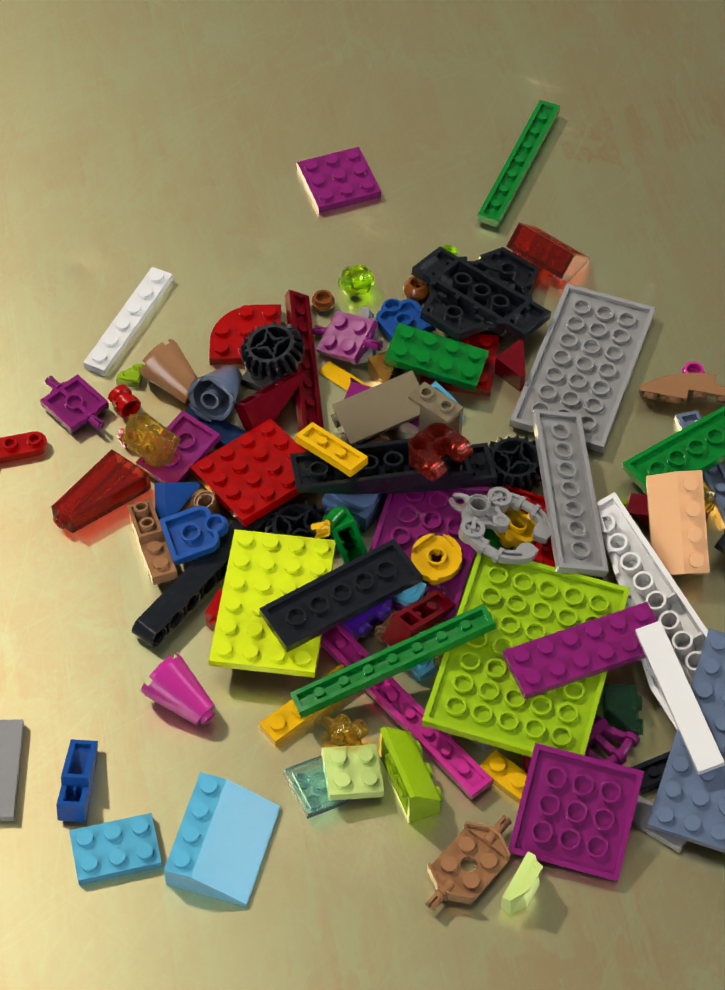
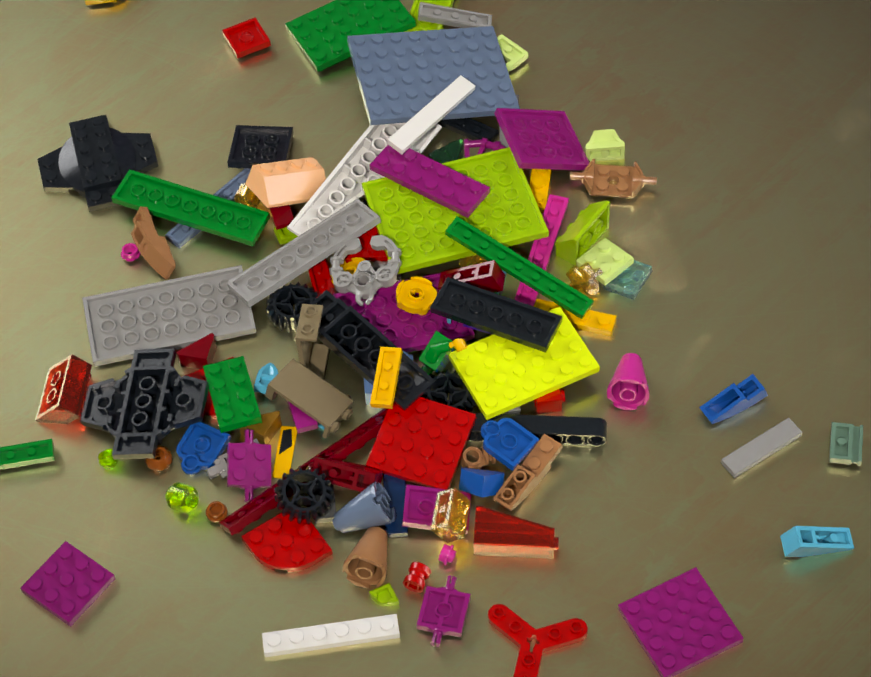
camera: 120 degrees left, 0 degrees up
(115, 849) = (757, 354): medium azure plate -> none
(221, 840) = (706, 304): medium azure slope -> none
(432, 444) = (344, 315): clear red piece -> none

